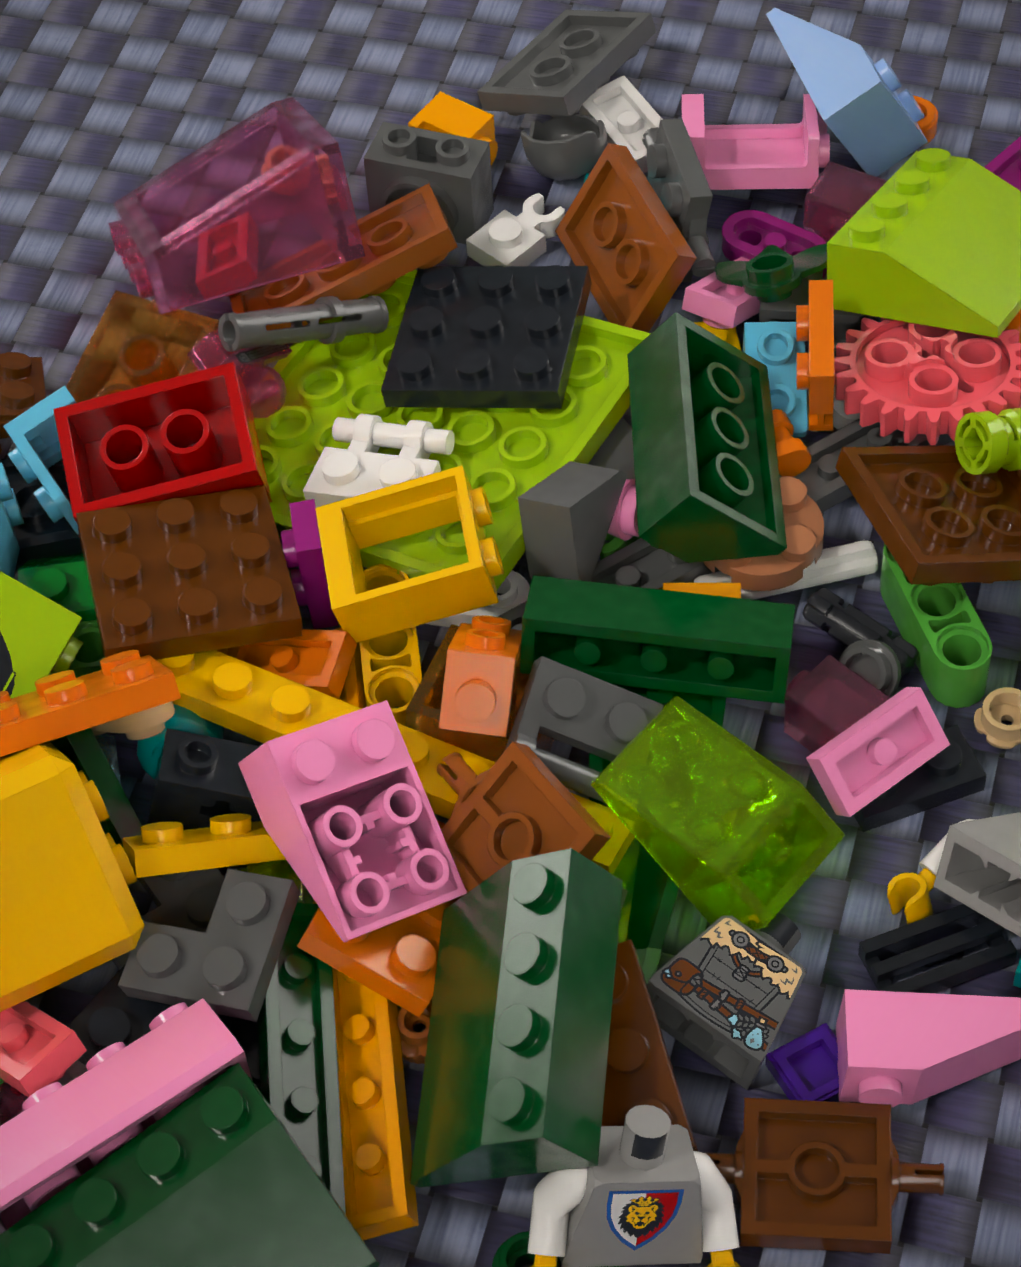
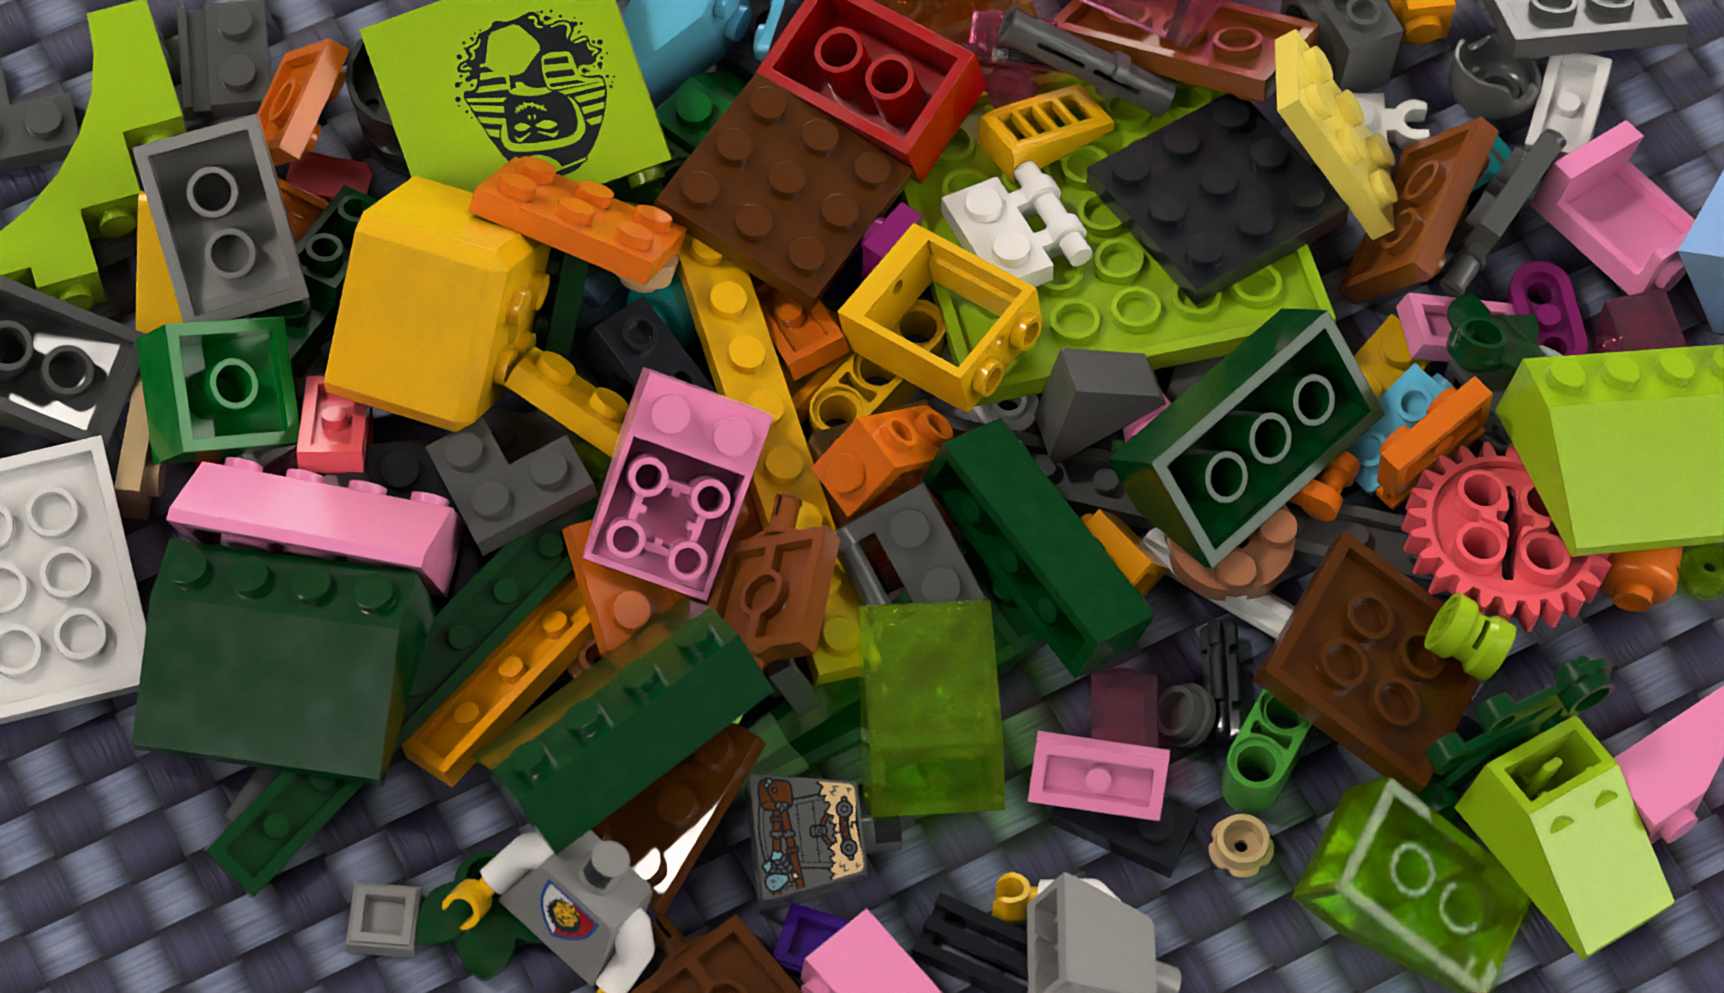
camera: 40 degrees right, 10 degrees up
(313, 400) = (1003, 125): none -> yellow slope
(536, 235) = (1335, 133): none -> light yellow plate

